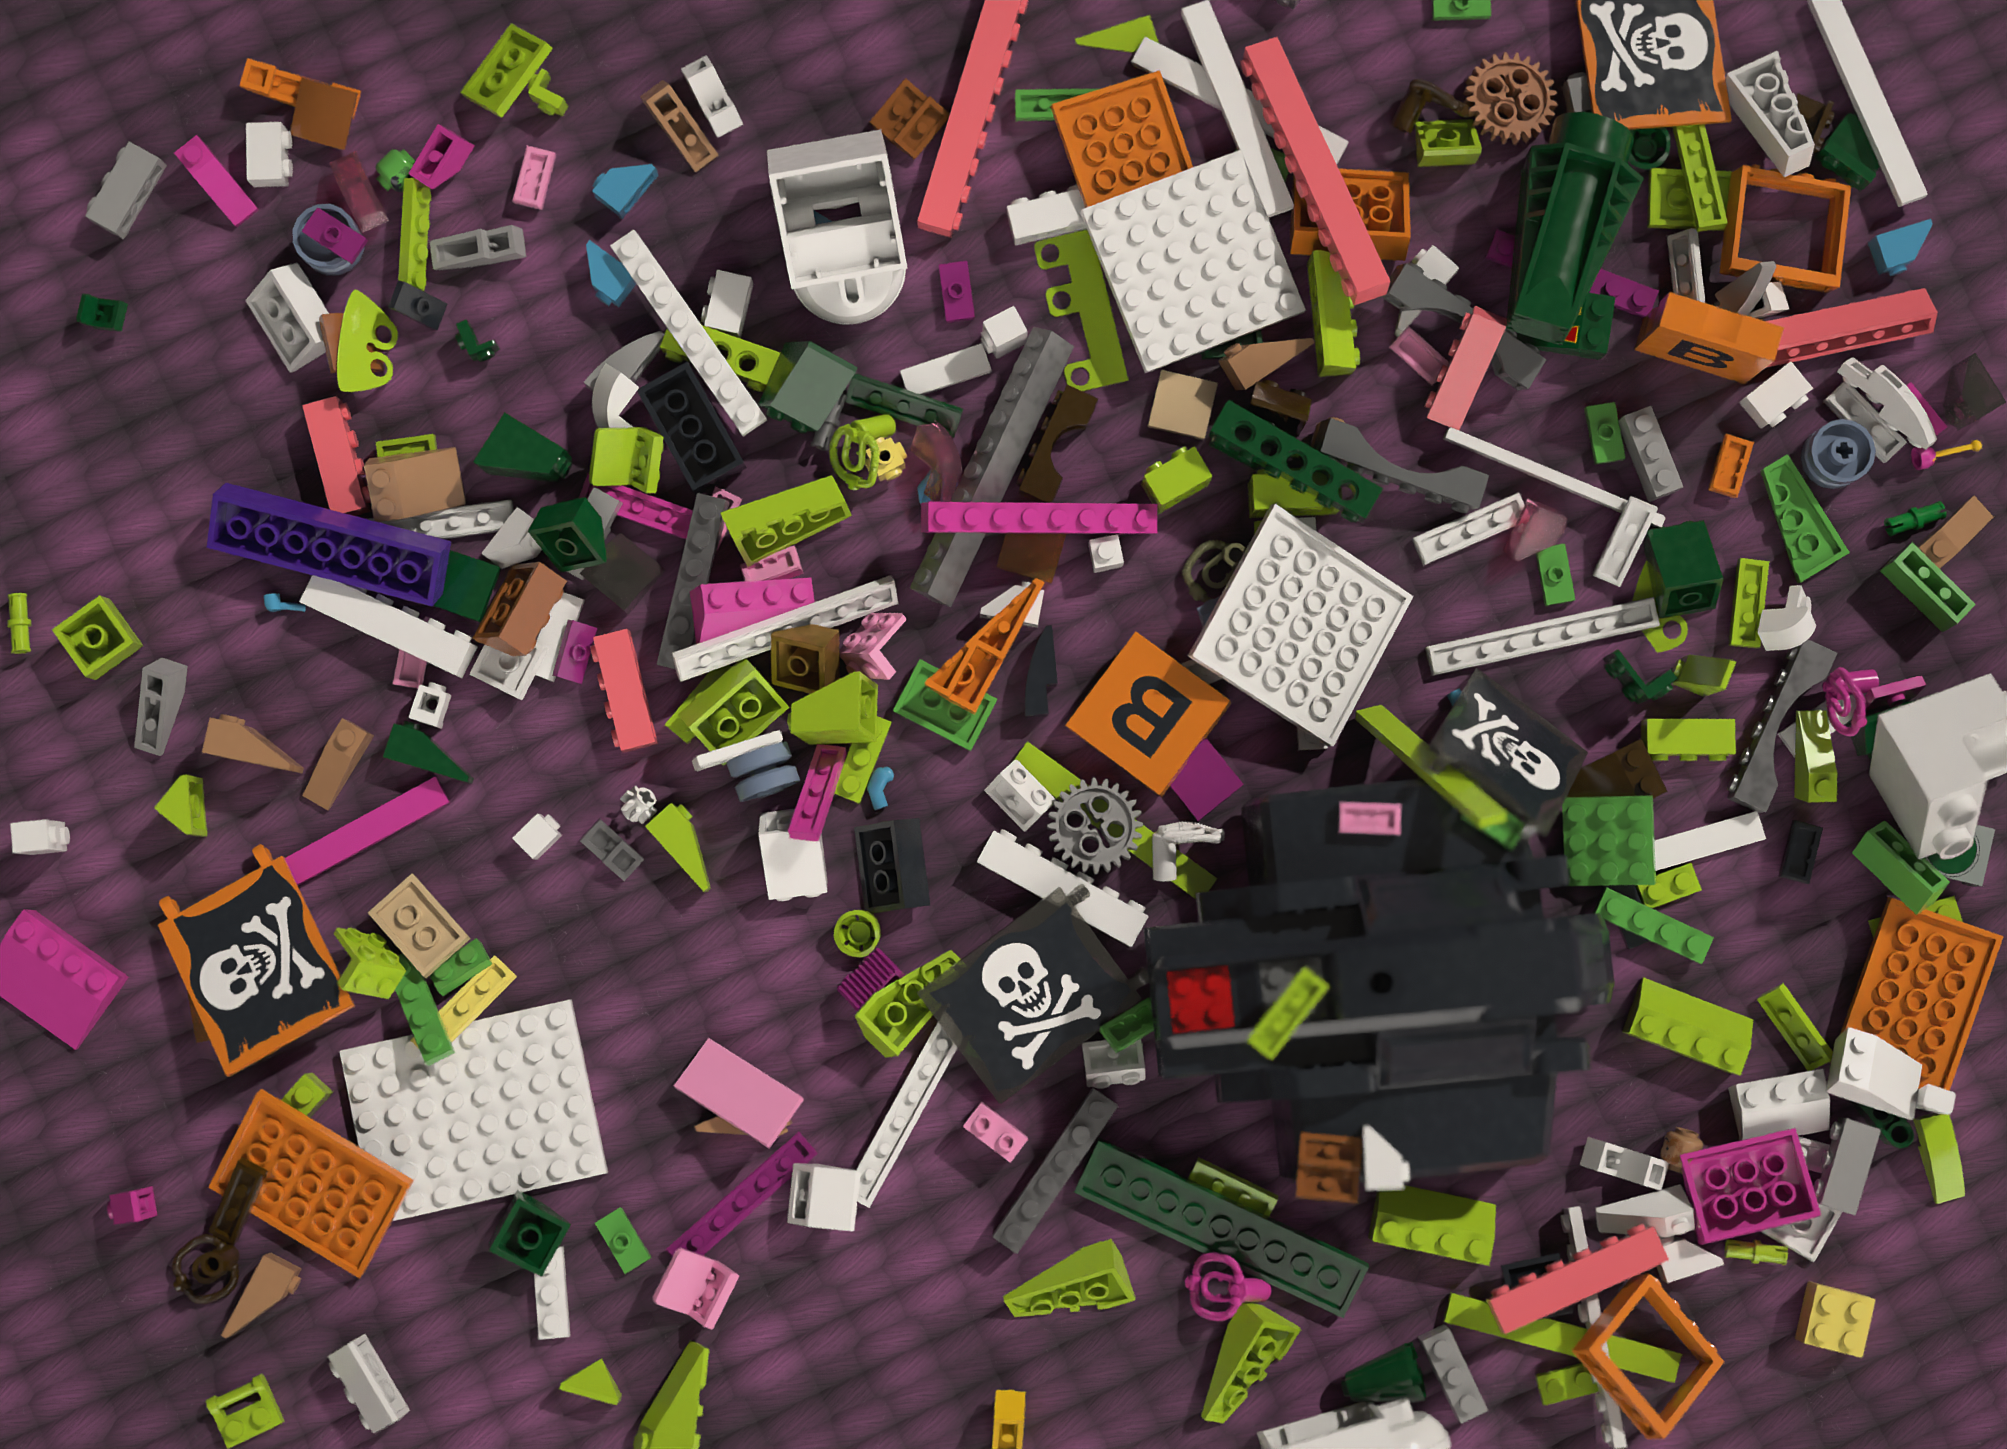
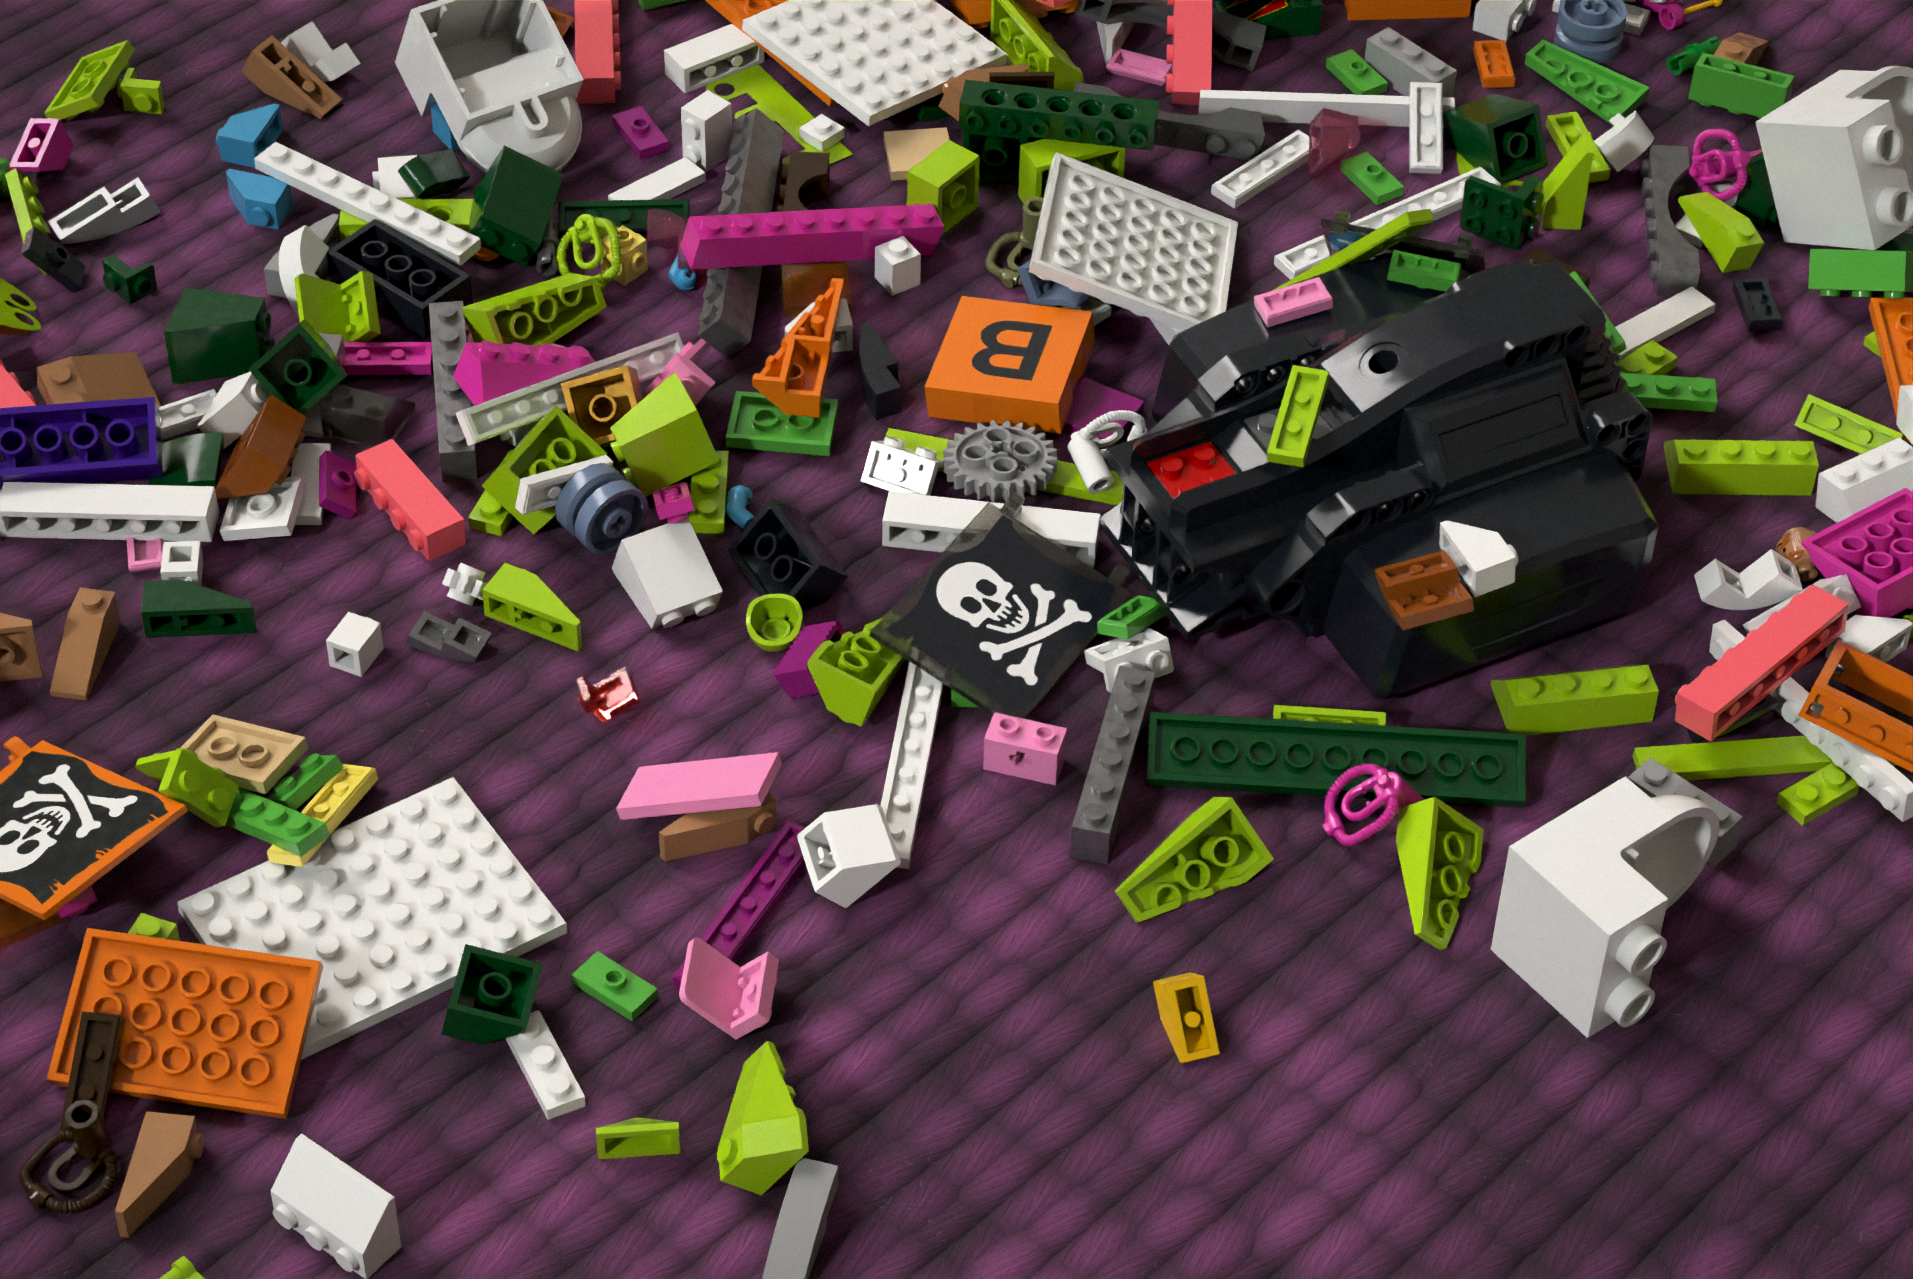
camera: 20 degrees left, 40 degrees down
(367, 830) = (146, 696): dark pink tile -> none
(534, 177) = (148, 153): bright pink plate -> none
(708, 959) = (608, 695): none -> clear red bracket
(756, 313) = (433, 174): none -> dark green beam
(1109, 349) = (821, 132): none -> white plate
(1689, 738) = (1592, 245): lime brick -> none

